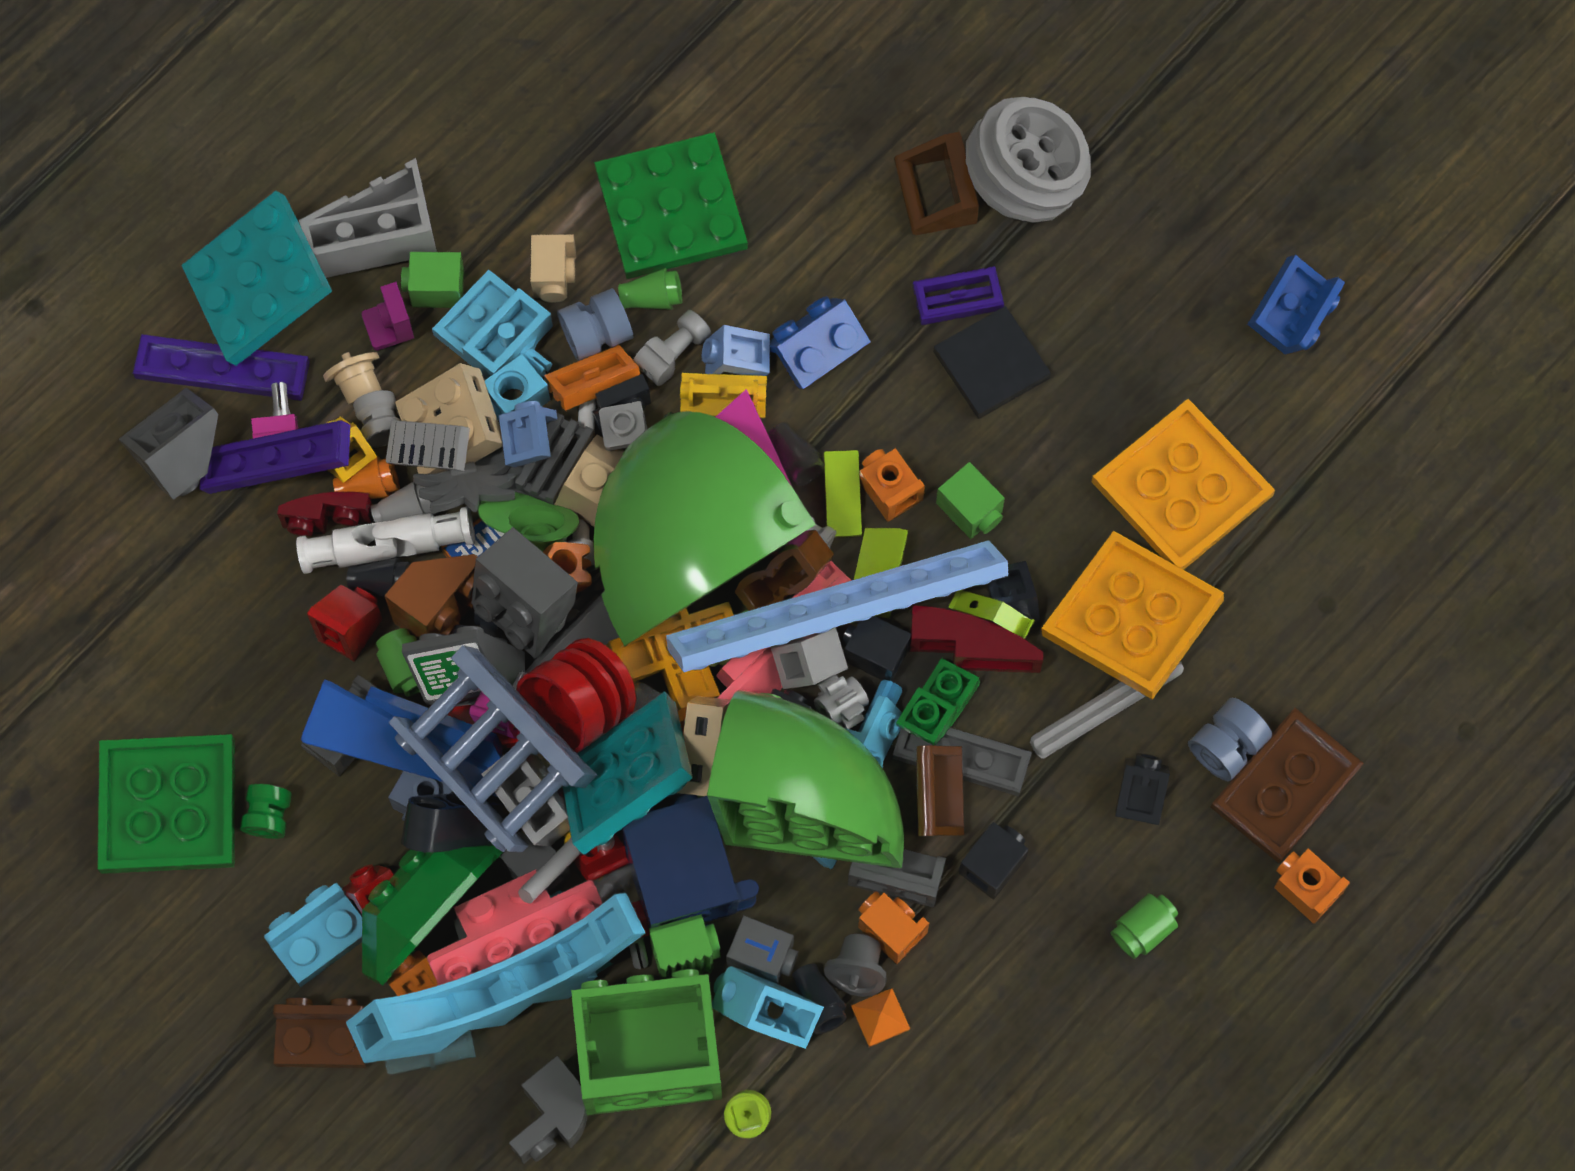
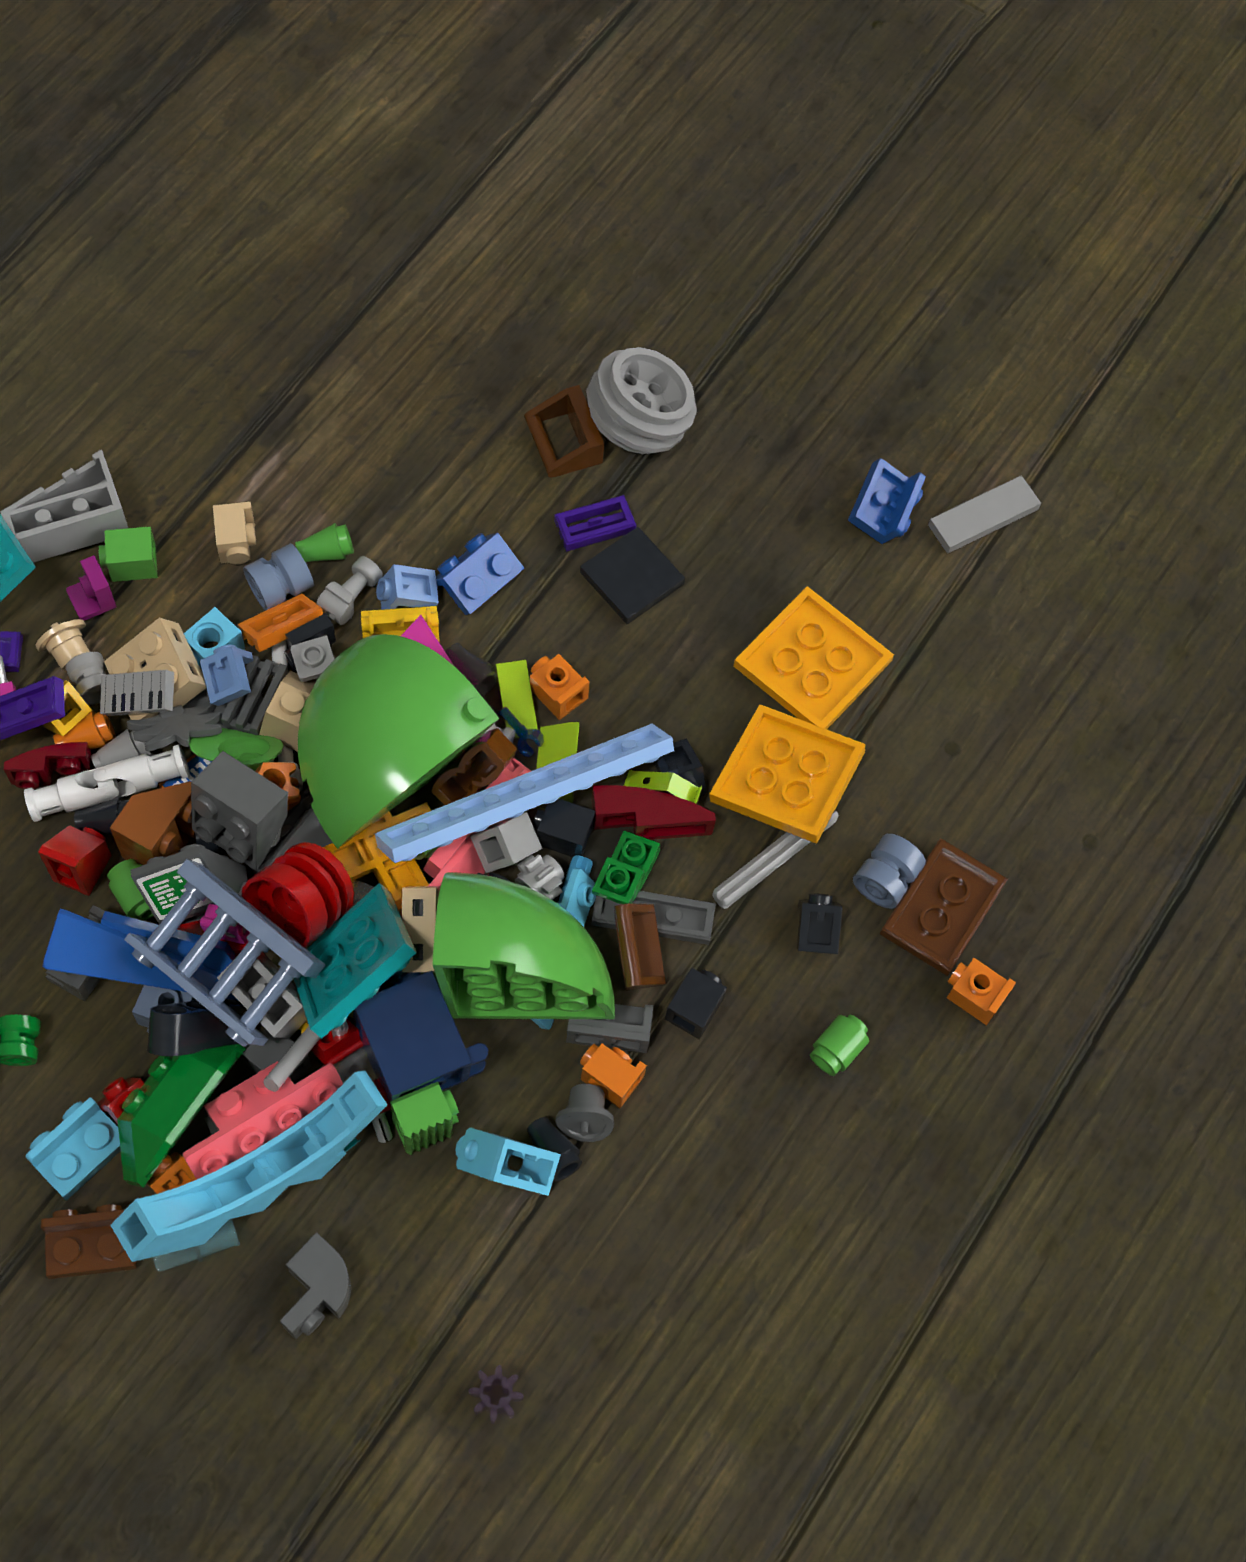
camera: 15 degrees left, 5 degrees down
(495, 326) = (188, 587): medium azure plate -> none
(646, 1042) = (400, 1209): bright green container -> none
(670, 205) = (334, 473): green plate -> none
(747, 1114) = (501, 1264): lime tile -> none
(762, 950) = (496, 1110): dark grey brick -> none
(845, 534) = (522, 732): none -> hand
(880, 1017) = (612, 1159): orange slope -> none
(971, 501) = (631, 692): bright green brick -> none
(1409, 332) = (984, 514): none -> light grey tile

